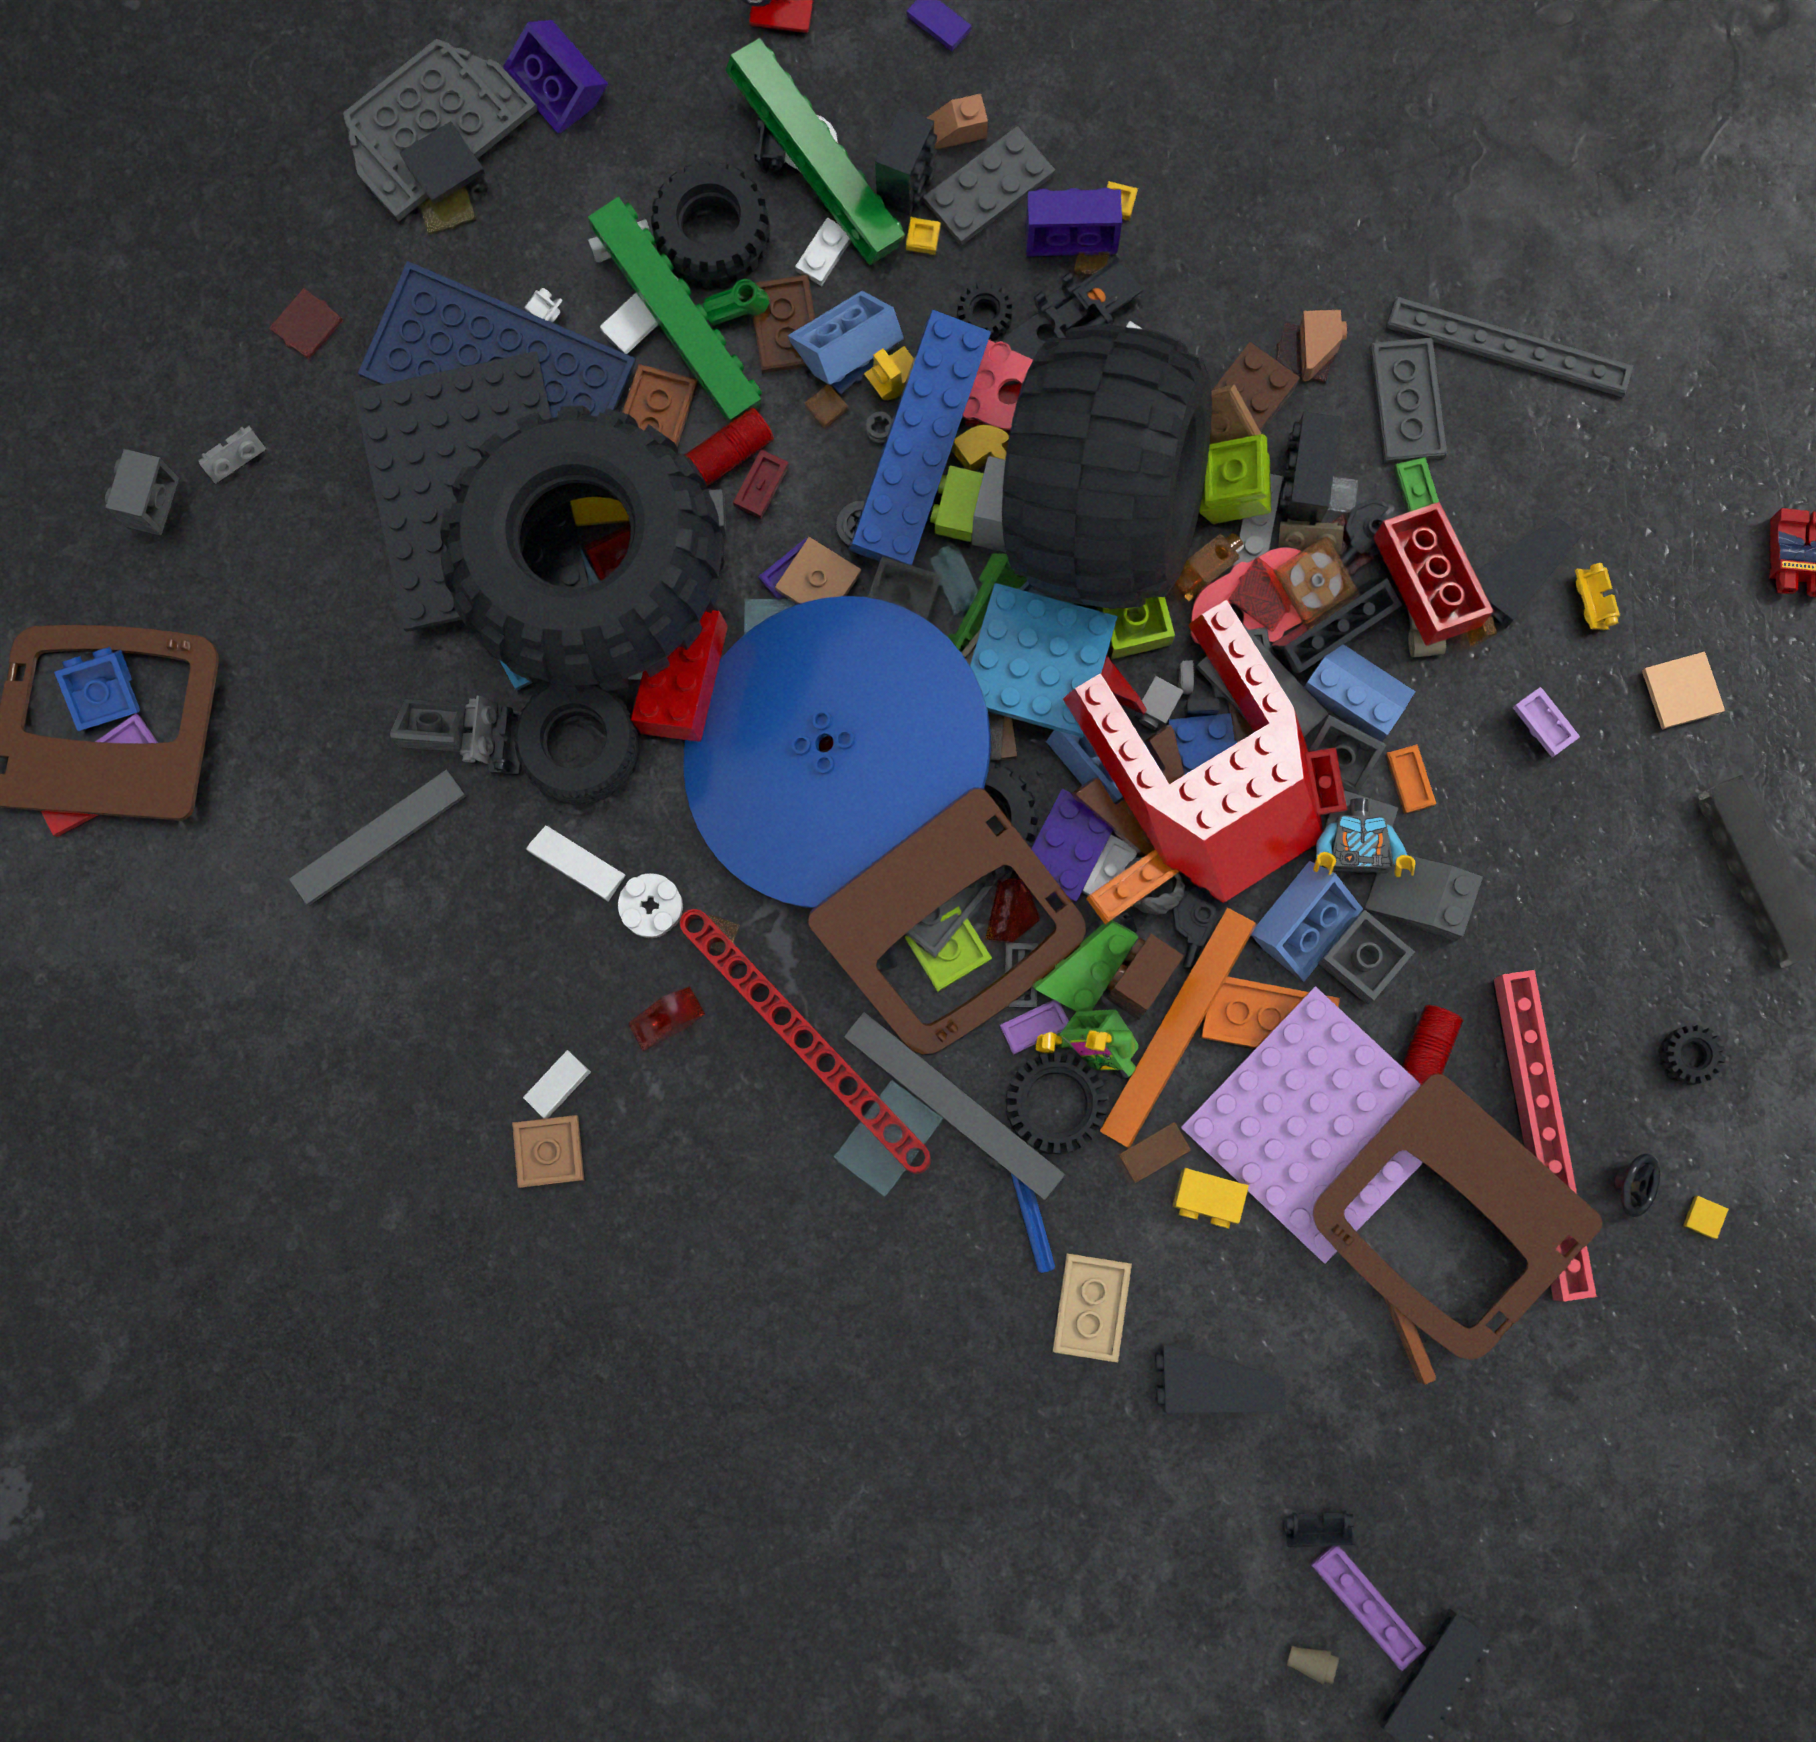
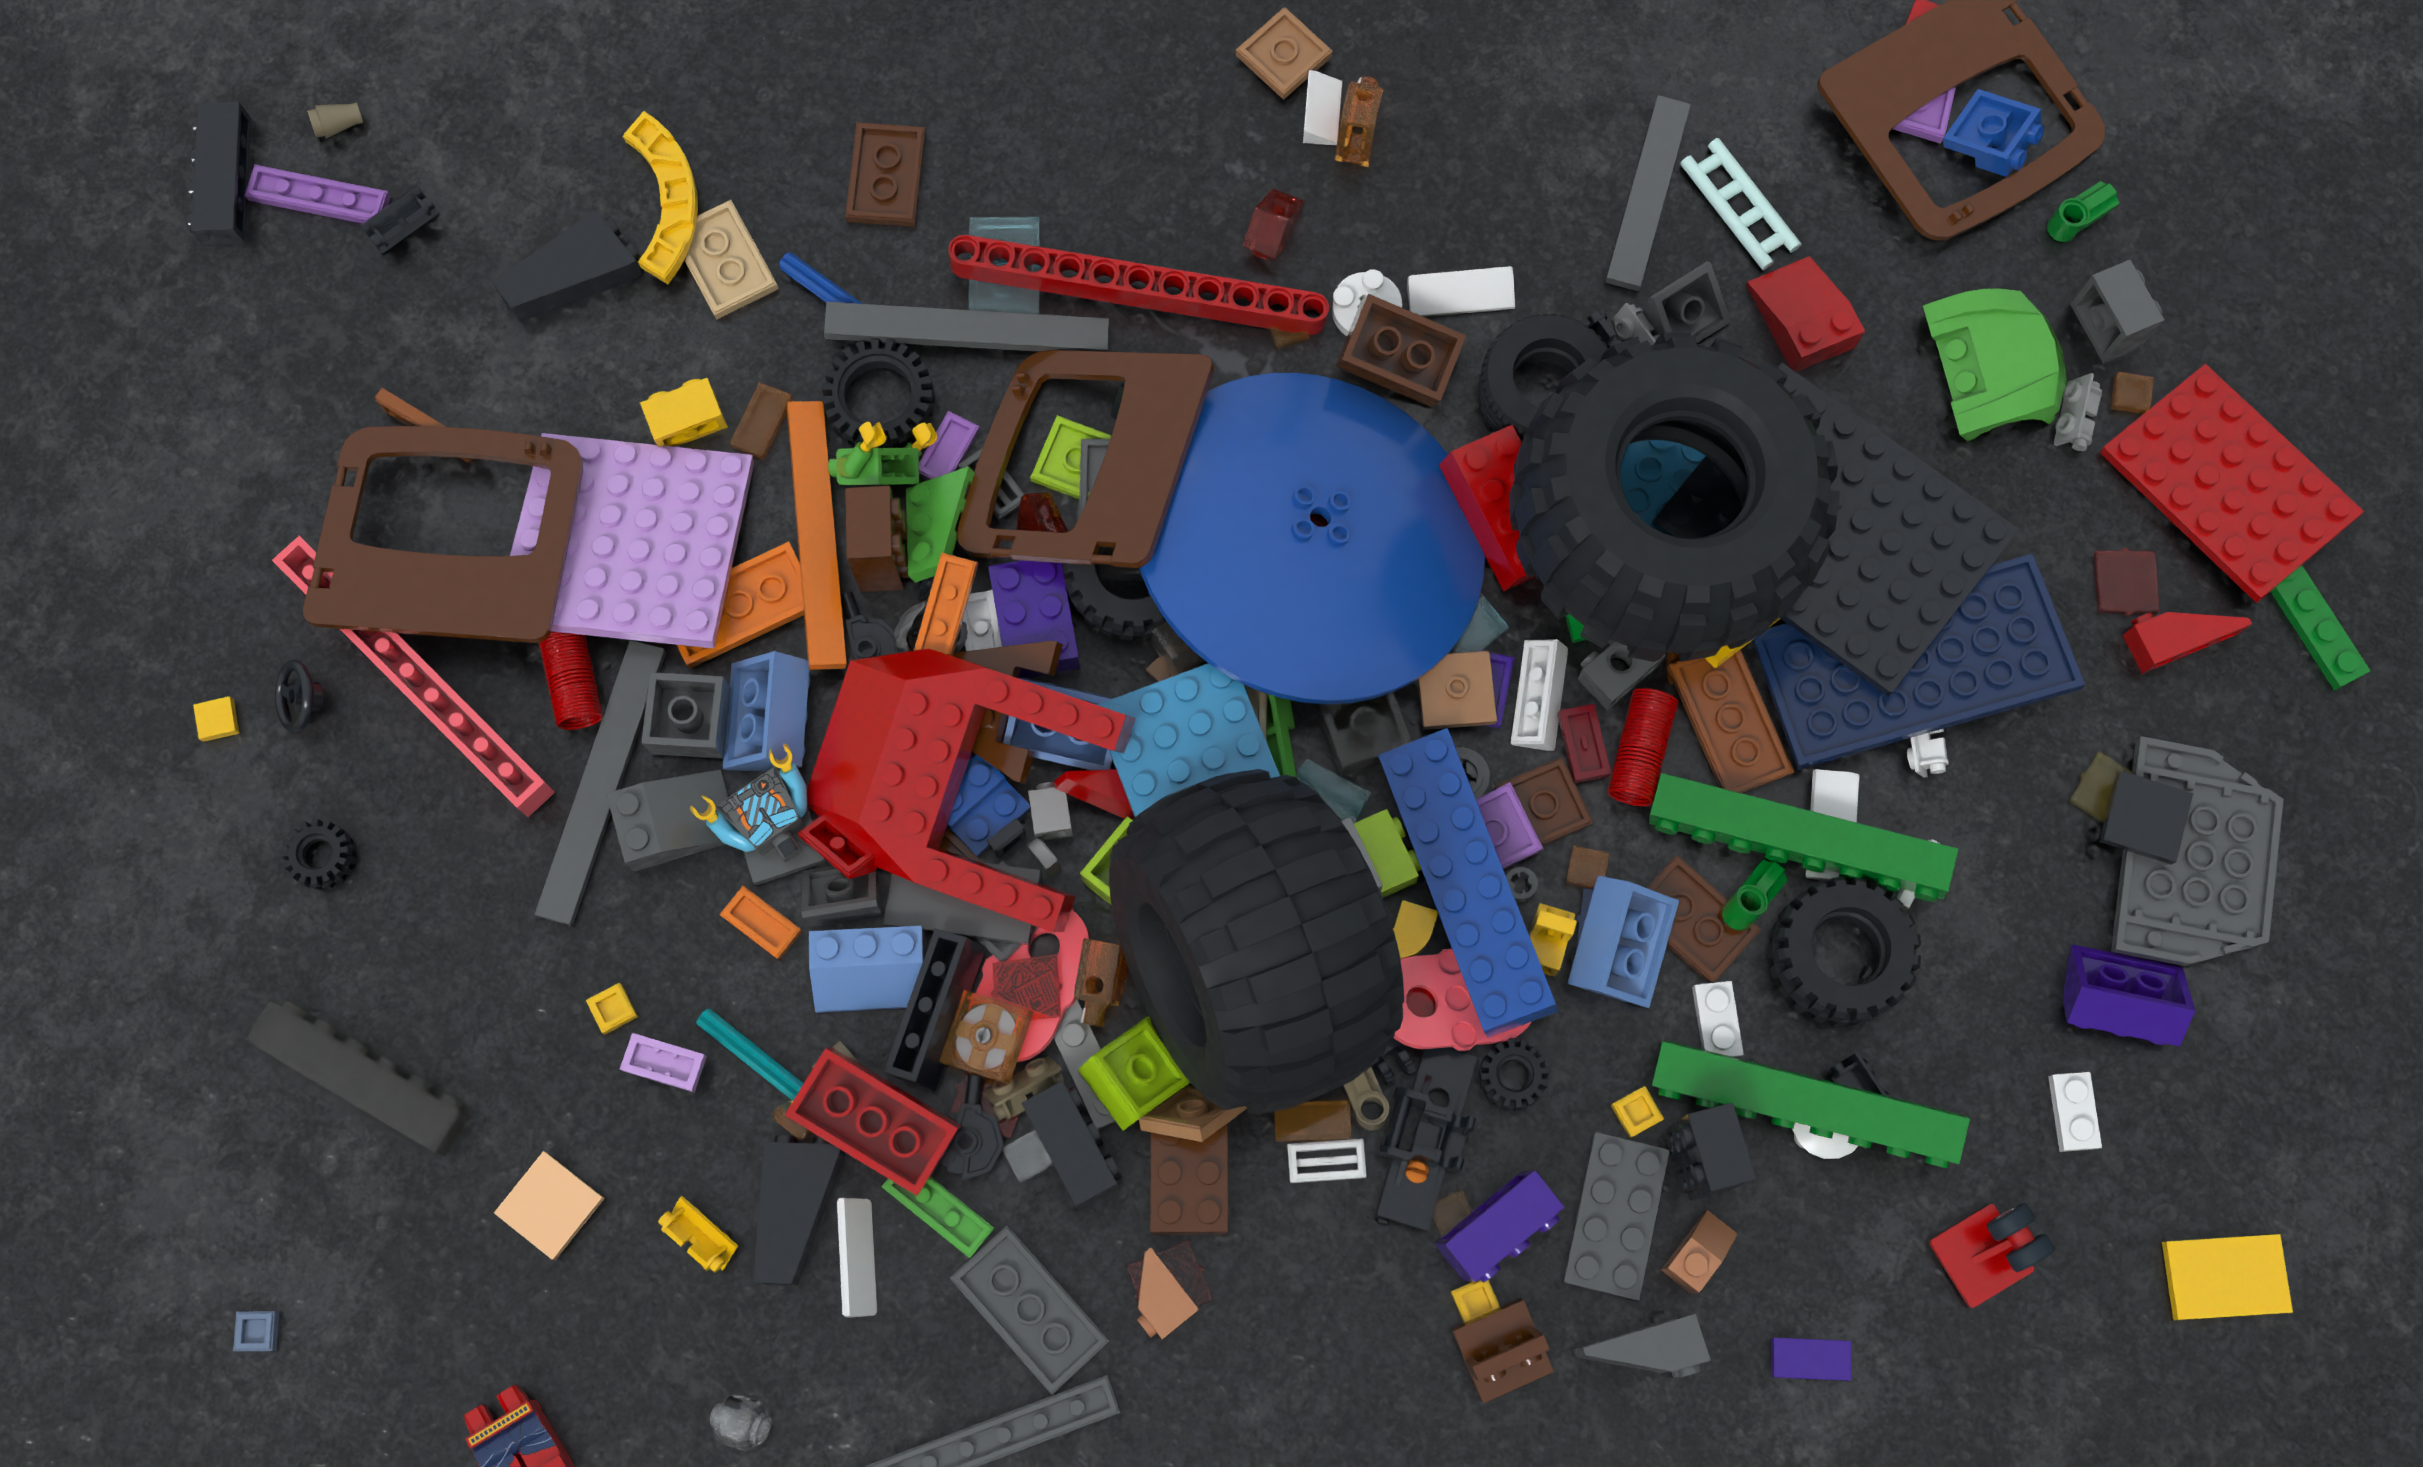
camera: 140 degrees right, 5 degrees down
(91, 586) = (2082, 211): none -> green piece
(176, 330) = (2231, 482): none -> red plate
(180, 441) = (2132, 392): none -> clear orange tile
(210, 209) = (2319, 629): none -> green plate
(251, 526) = (1997, 359): none -> bright green piece
(317, 262) = (2176, 635): none -> red slope
(331, 794) = (1736, 223): none -> light aqua bar
(349, 662) = (1806, 313): none -> red slope
(547, 1039) = (1359, 110): none -> clear orange torso
(648, 37) = (2074, 1112): none -> white plate
(660, 841) = (1400, 350): none -> reddish brown brick
(763, 541) = (1539, 694): none -> white slope
(820, 467) = (1551, 801): none -> reddish brown tile
(857, 466) = (1508, 826): none -> medium lavender tile
(919, 1285) = (885, 174): none -> reddish brown tile
(1038, 89) = (1660, 1348): none -> dark grey slope
(1090, 1387) = (677, 196): none -> yellow tile
(1126, 159) = (1503, 1350): none -> reddish brown bracket
(1460, 958) = (602, 775): none -> dark grey tile
(1477, 689) = (749, 1053): none -> teal axle
(1499, 510) = (856, 1257): none -> white slope
(1553, 795) = (612, 1008): none -> yellow tile
(1646, 461) = (740, 1422): none -> clear head

